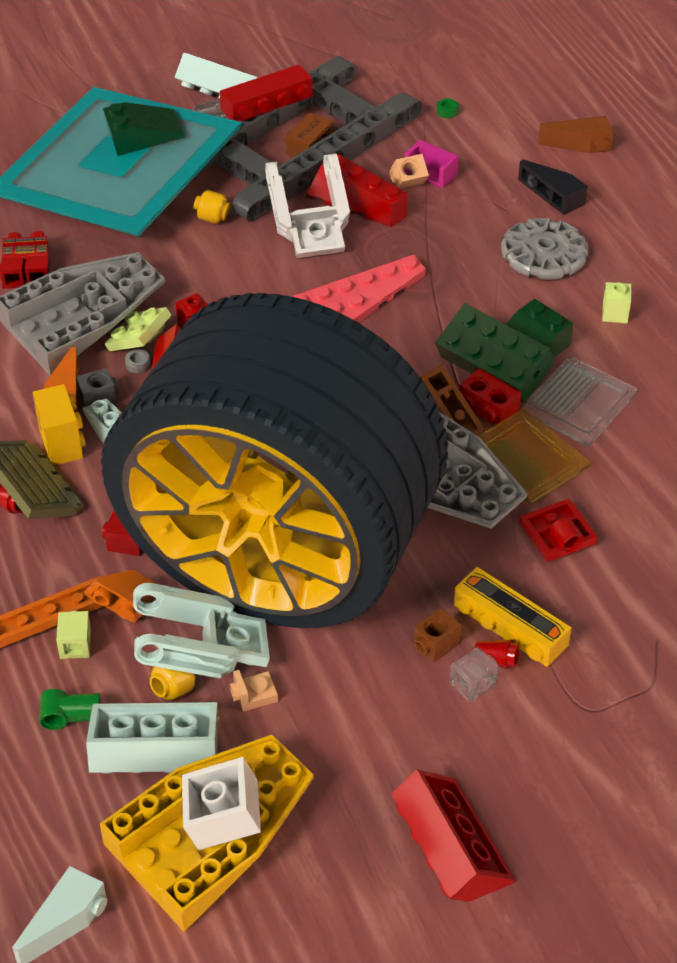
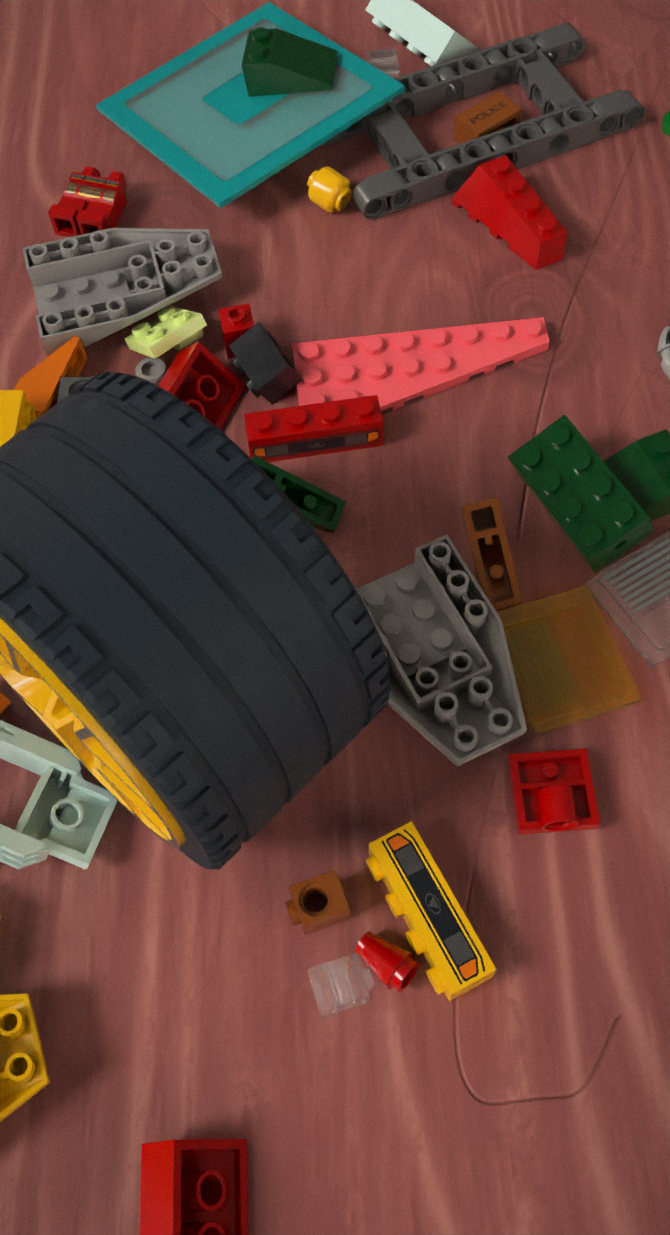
camera: 25 degrees right, 15 degrees up
(253, 690) = (57, 896): light nougat bracket -> none
(266, 93) = (454, 54): red brick -> none
(312, 229) = (438, 251): white plate -> none
(417, 167) = (598, 193): light nougat brick -> none
(440, 164) = (620, 195): dark pink panel -> none
(490, 396) = (554, 553): red brick -> none

